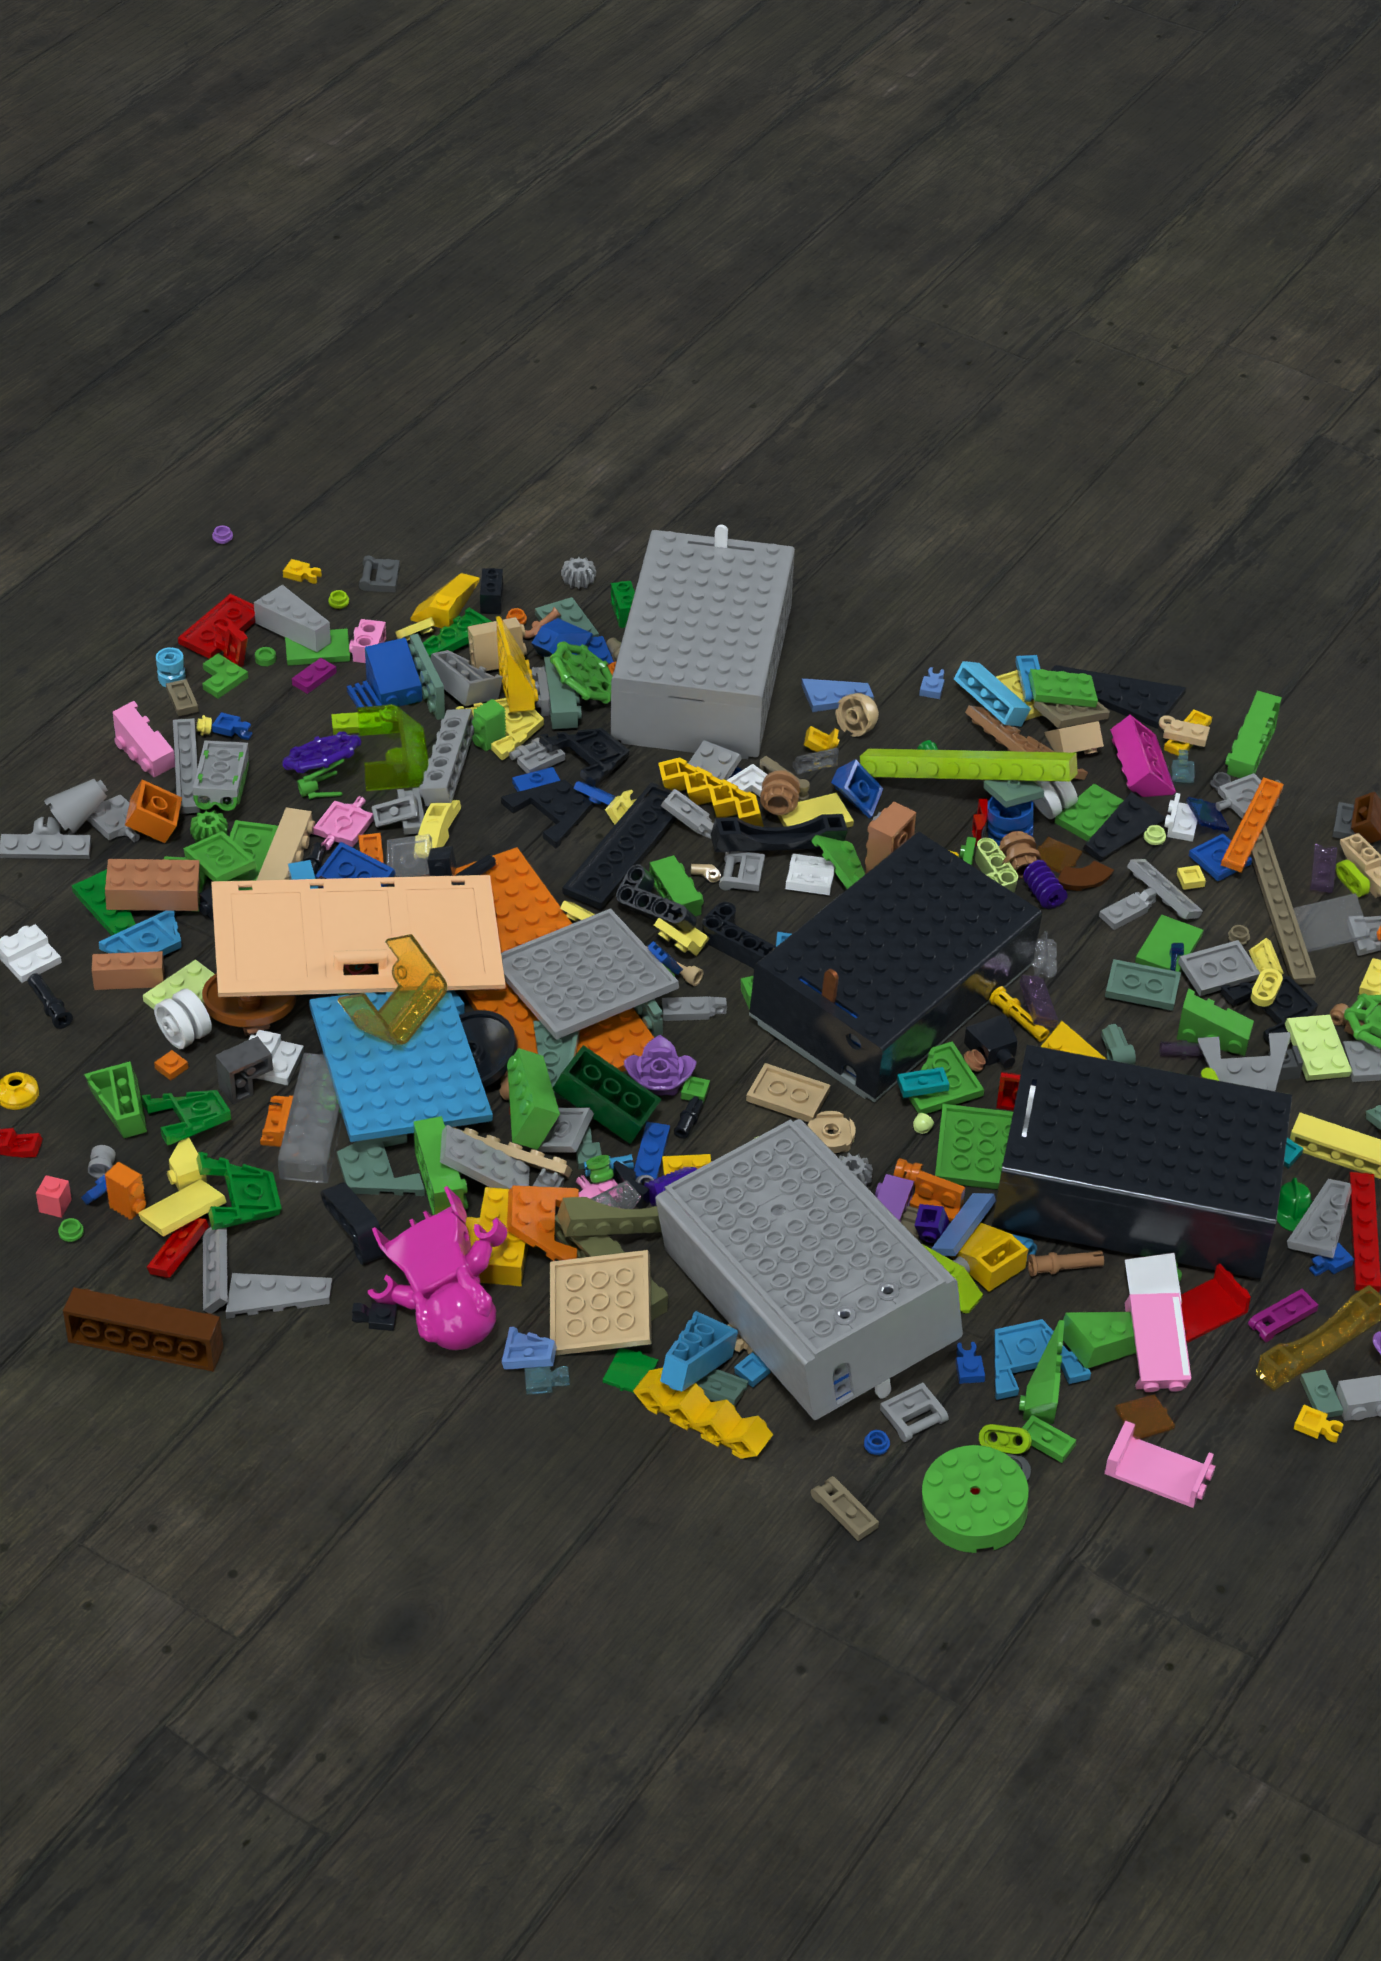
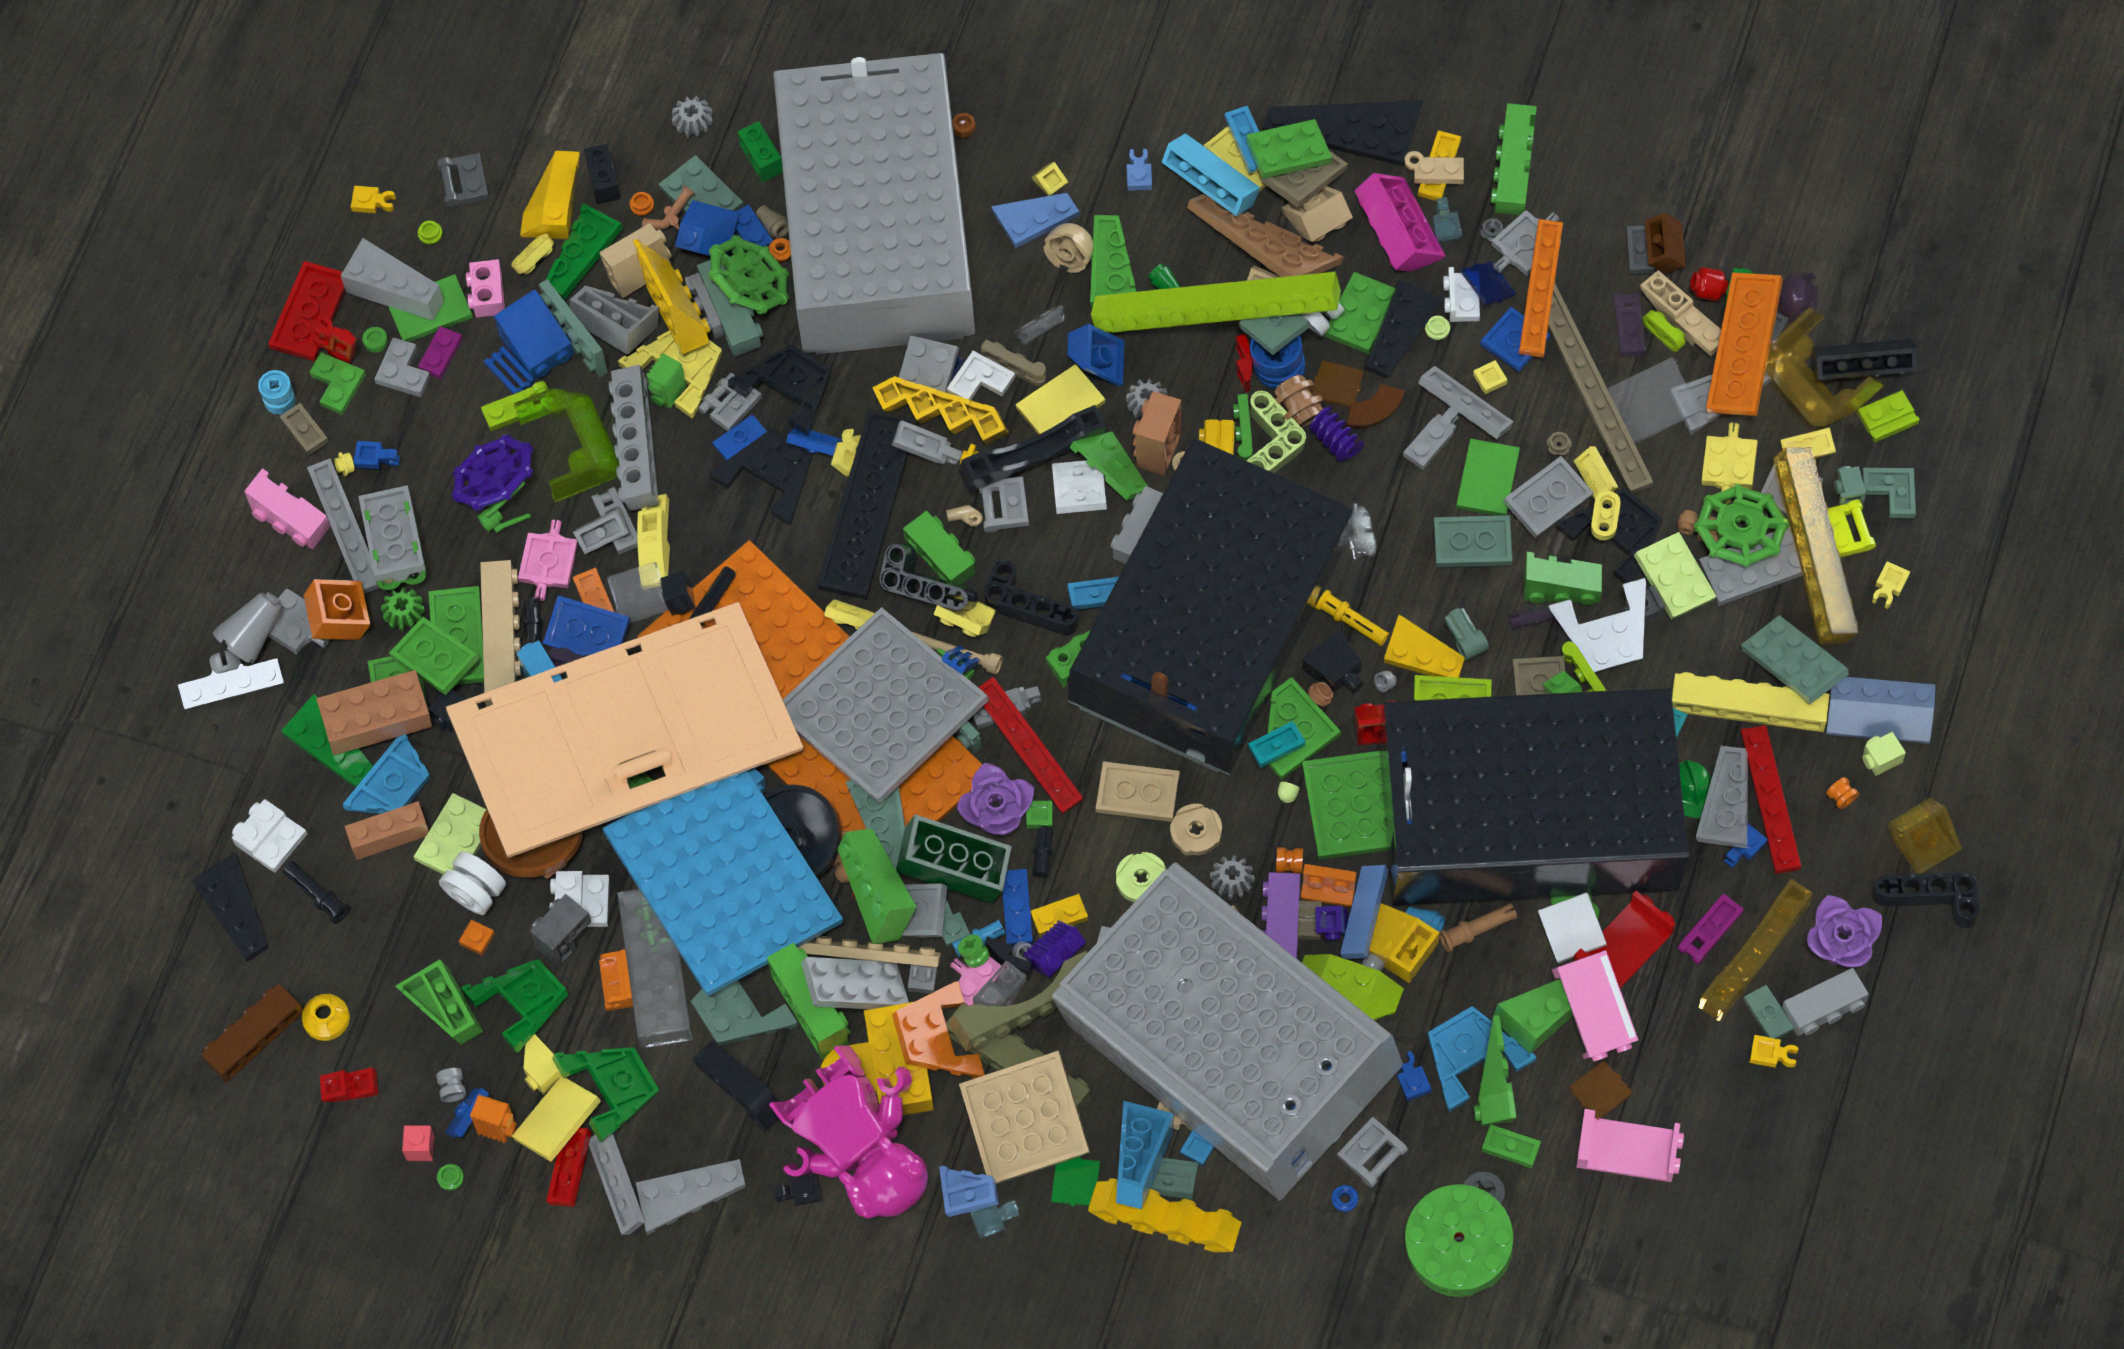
camera: 10 degrees left, 20 degrees up
(143, 1329) = (573, 1281): reddish brown brick -> none
(222, 534) = (260, 169): medium lavender plate -> none
(276, 679) = (396, 369): none -> light grey plate
(410, 1004) = (711, 807): clear yellow windscreen -> none
(703, 1038) = (1029, 747): none -> red plate
(780, 792) = (1017, 391): medium nougat piece -> none
(797, 624) = (963, 125): none -> dark orange tile
(820, 741) = (1038, 294): yellow bracket -> none
(845, 1508) = (1334, 1284): dark tan plate -> none
(857, 672) = (1050, 178): none -> light yellow slope
(890, 728) = (1110, 259): none -> bright green wing
(1006, 1438) = (1471, 1163): lime plate -> none
(1038, 1001) = (1368, 596): clear purple plate -> none
(1177, 949) = (1498, 486): hand -> none

